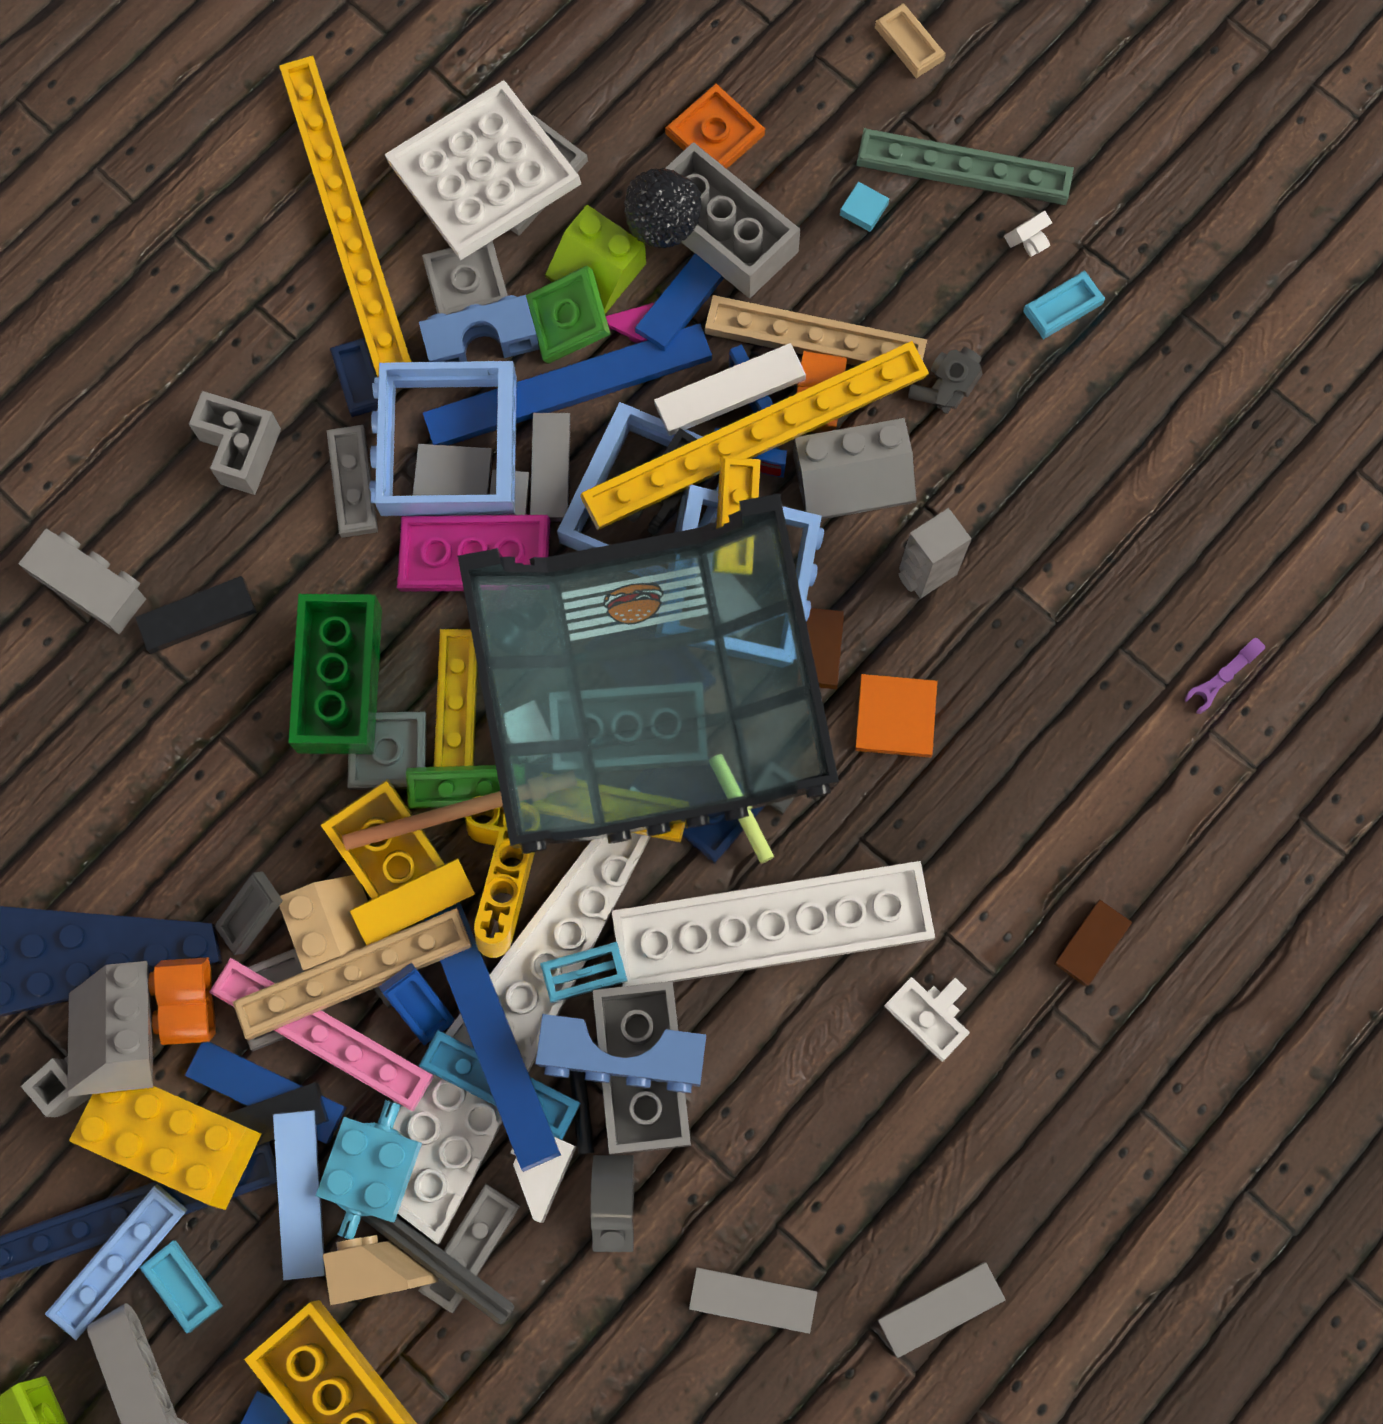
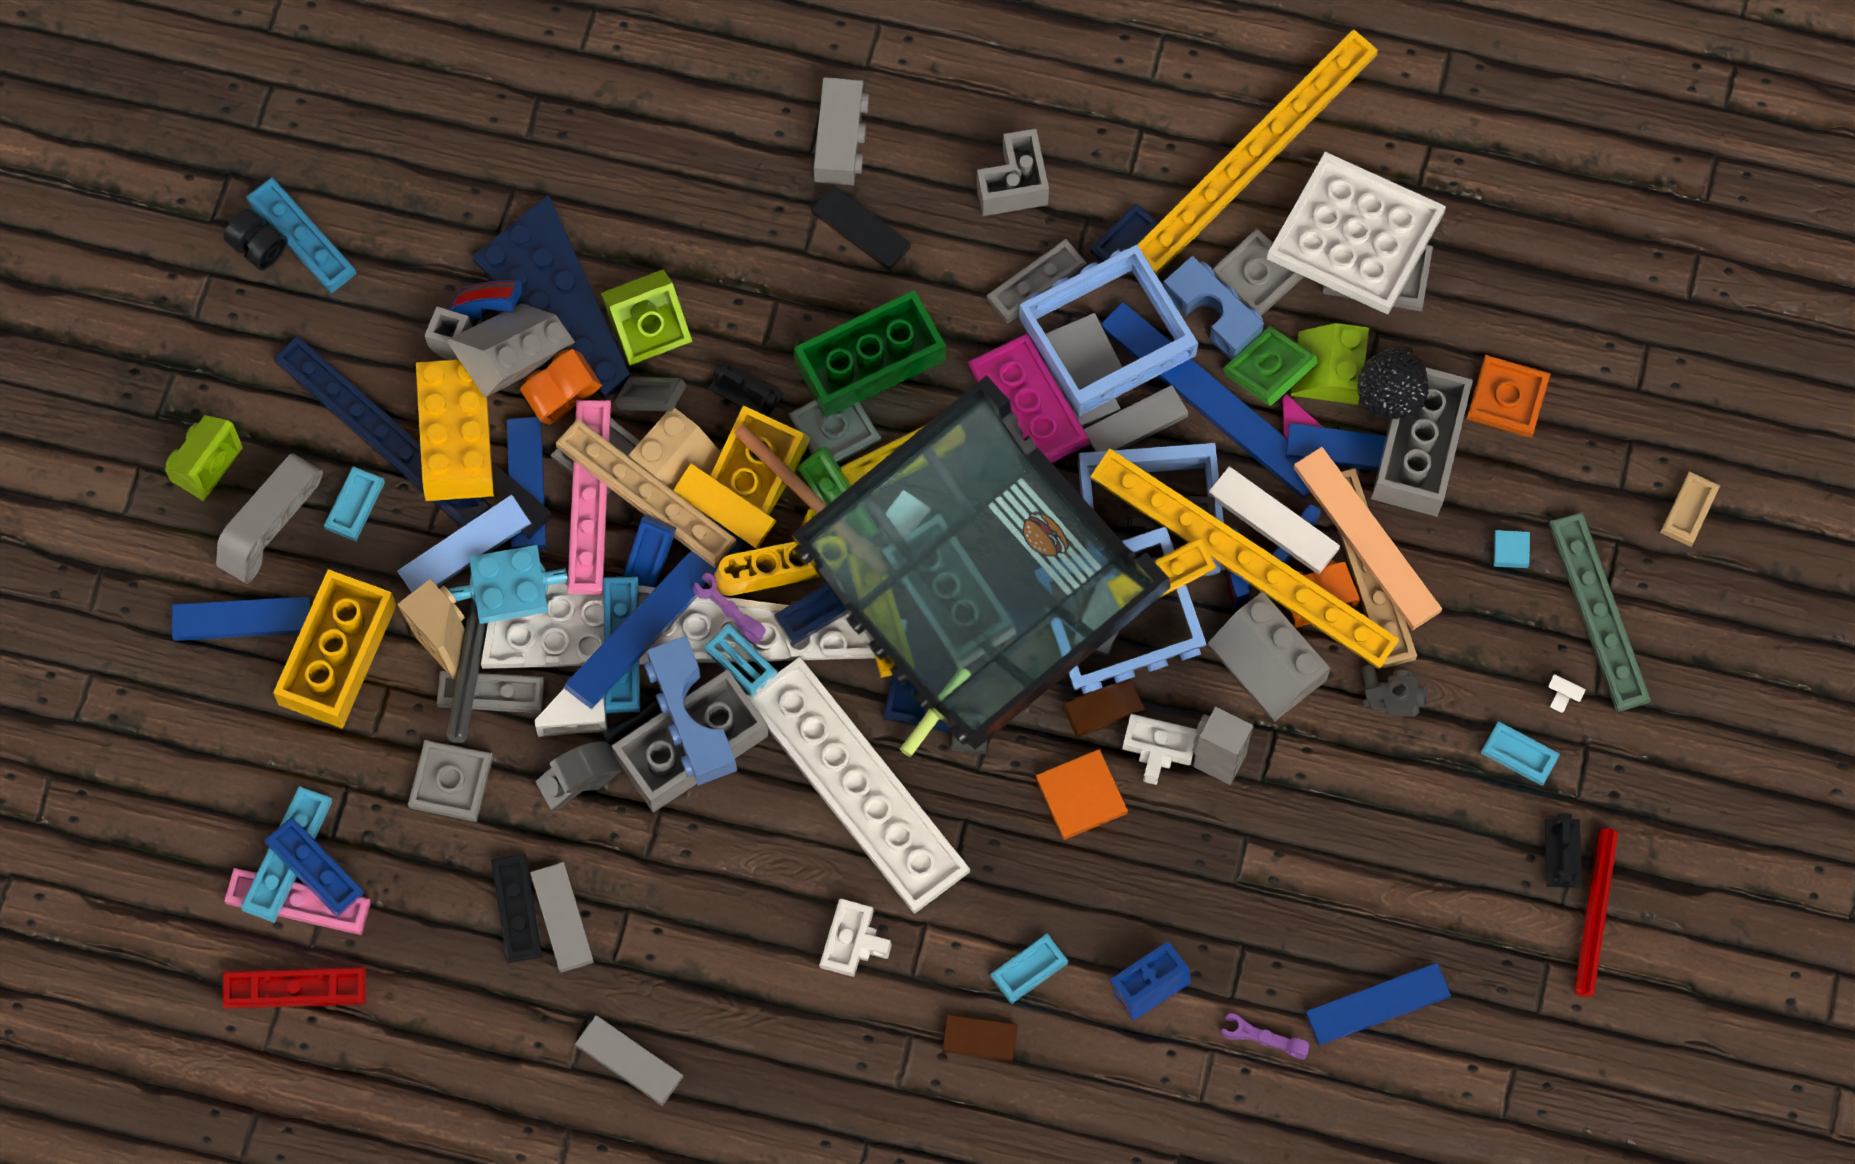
camera: 60 degrees right, 5 degrees down
(35, 1037) = (492, 295): none -> slope
(116, 1262) = (348, 447): light blue tile -> none
(161, 873) = (646, 317): none -> lime slope
(297, 817) = (744, 389): none -> black hinge
(542, 1342) = (450, 780): none -> light grey tile
(557, 944) = (750, 628): none -> medium lavender piece
(574, 877) = (809, 614): none -> dark blue tile
(718, 1343) = (516, 908): none -> black tile
(790, 319) = (1367, 538): none -> light nougat tile
(886, 616) = (1158, 744): none -> white hinge
(1045, 858) = (1029, 968): none -> medium azure tile
(1120, 748) = (1151, 980): none -> blue hinge
(1179, 319) = (1563, 852): none -> black hinge
(1242, 557) = (1377, 1004): none -> blue tile
(1250, 321) = (1596, 912): none -> red axle

